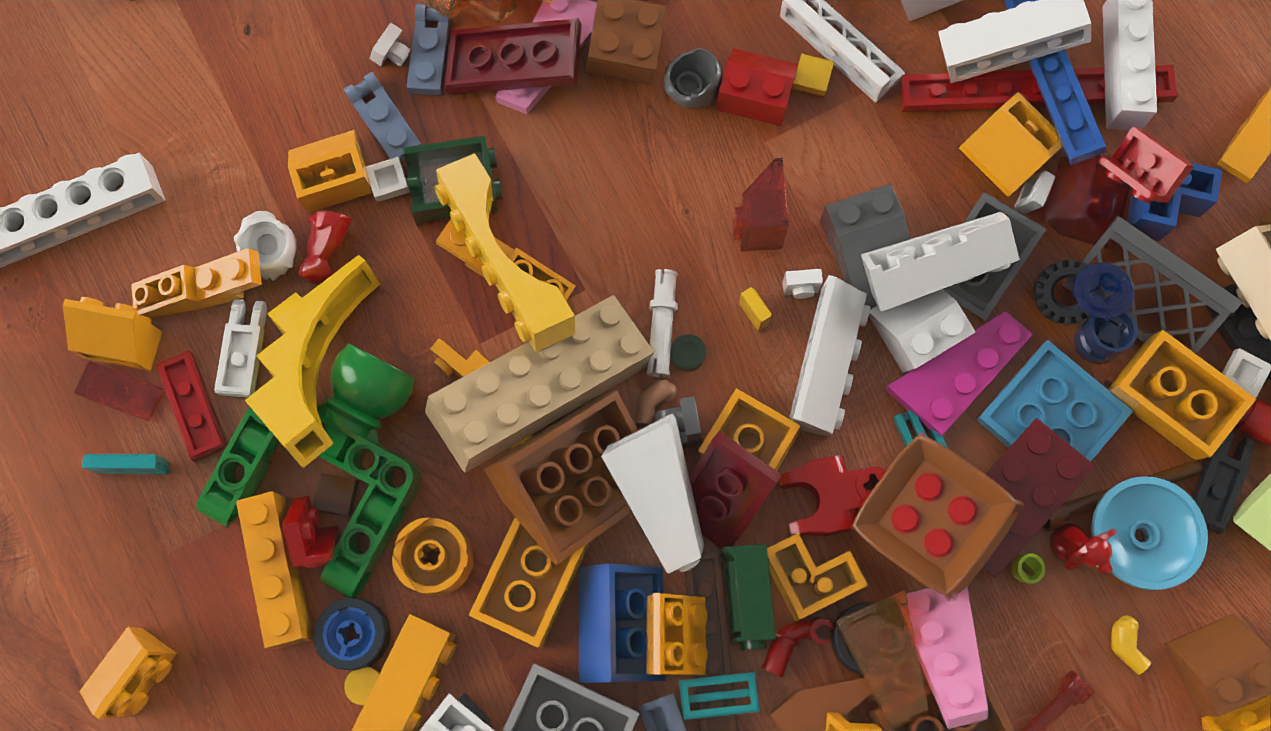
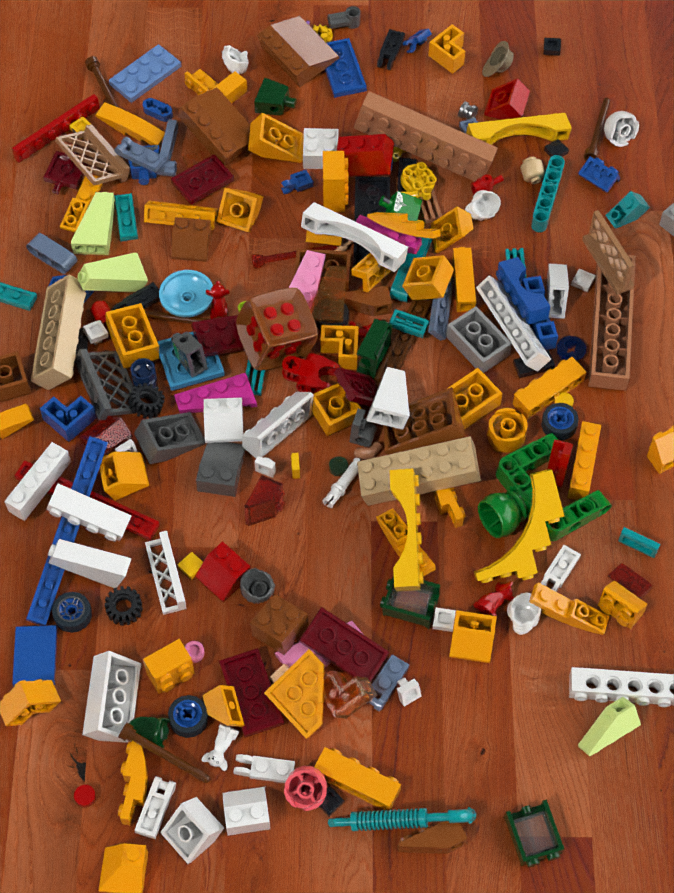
camera: 155 degrees left, 15 degrees down
(67, 133) = (611, 725): none -> yellowish green slope
(191, 406) = (596, 559): red tile -> none
(382, 117) = (430, 656): sand blue plate -> none
(615, 622) = (436, 367): blue slope -> none
(676, 635) = (415, 349): light orange slope -> none
(939, 260) = (202, 430): white wedge -> none
(1061, 401) = (187, 345): none -> dark grey torso
(1112, 280) = (135, 375): clear blue gear -> none
(1124, 644) = (224, 267): yellow arm -> none
(1146, 167) = (77, 420): bracket -> none

